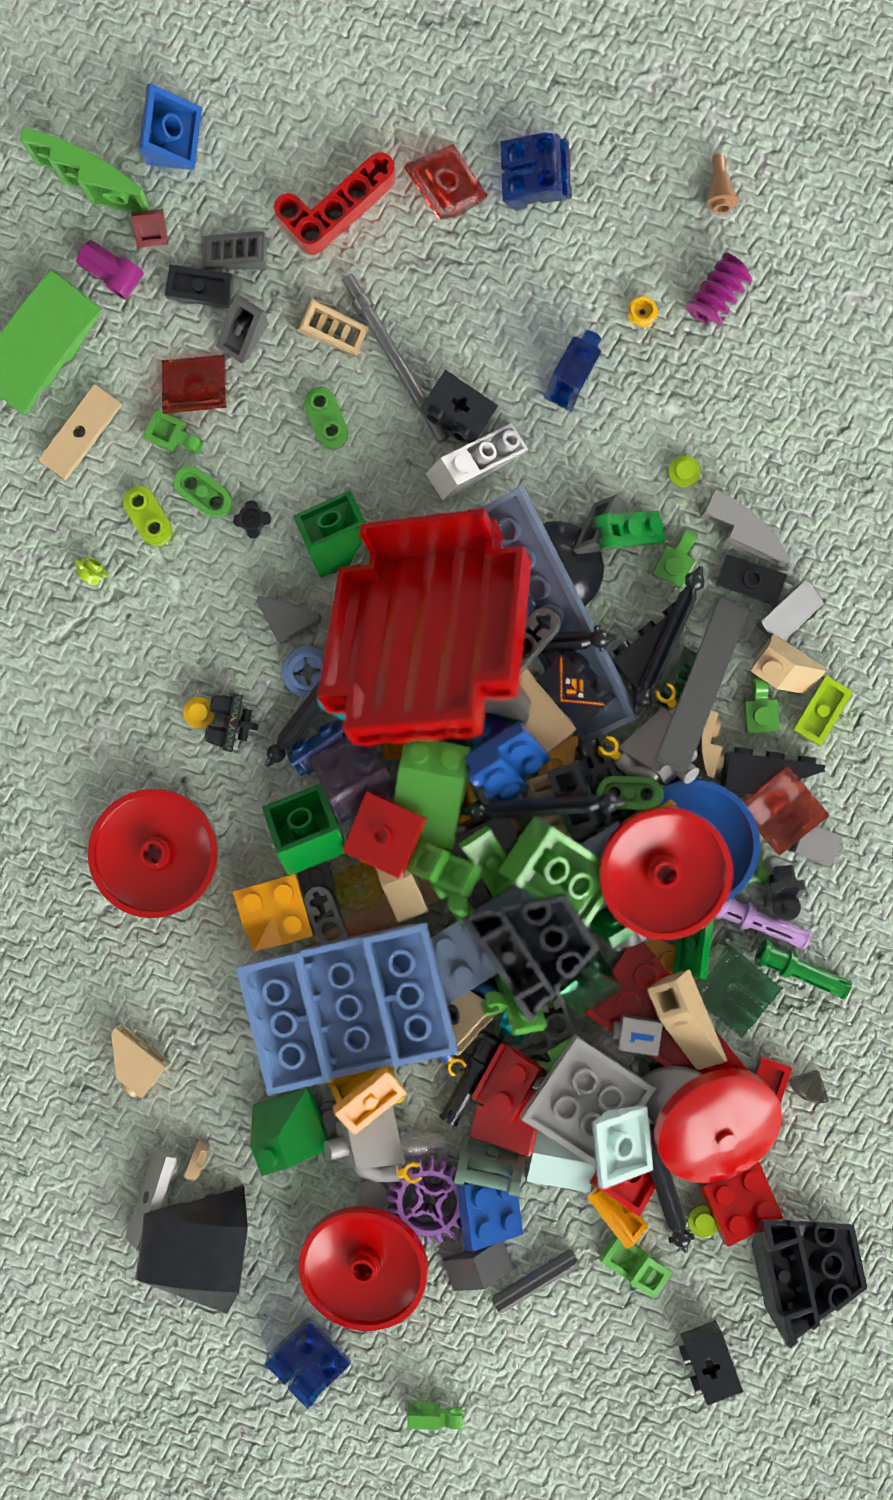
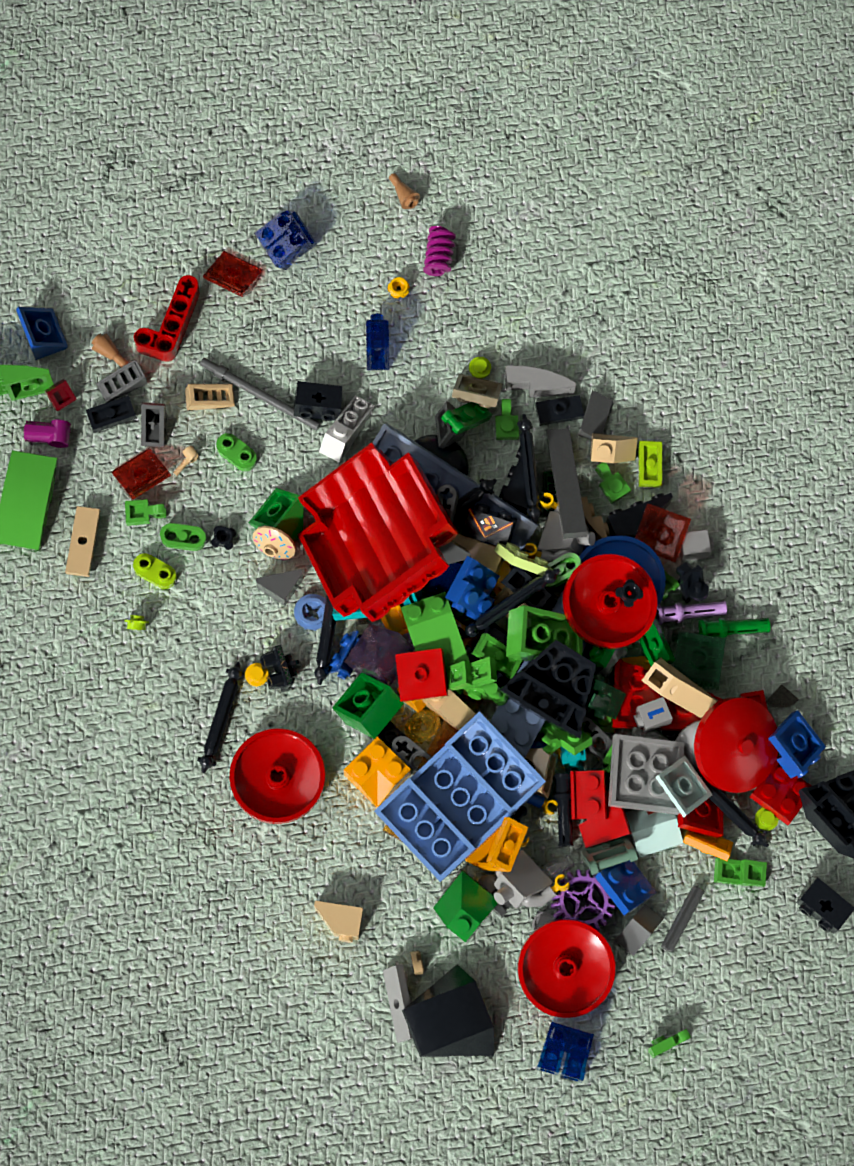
camera: 30 degrees left, 15 degrees down
(129, 741) = (220, 717): none -> black wheel
(238, 194) = (103, 345): none -> medium nougat cone
(268, 393) = (191, 456): none -> tan hand
(303, 563) = (274, 542): none -> tan dish
(584, 760) = (520, 559): none -> yellowish green plate
(661, 502) = (477, 390): none -> dark tan plate
(691, 888) = (636, 593): none -> black plate
(791, 1161) = (797, 745): none -> blue plate

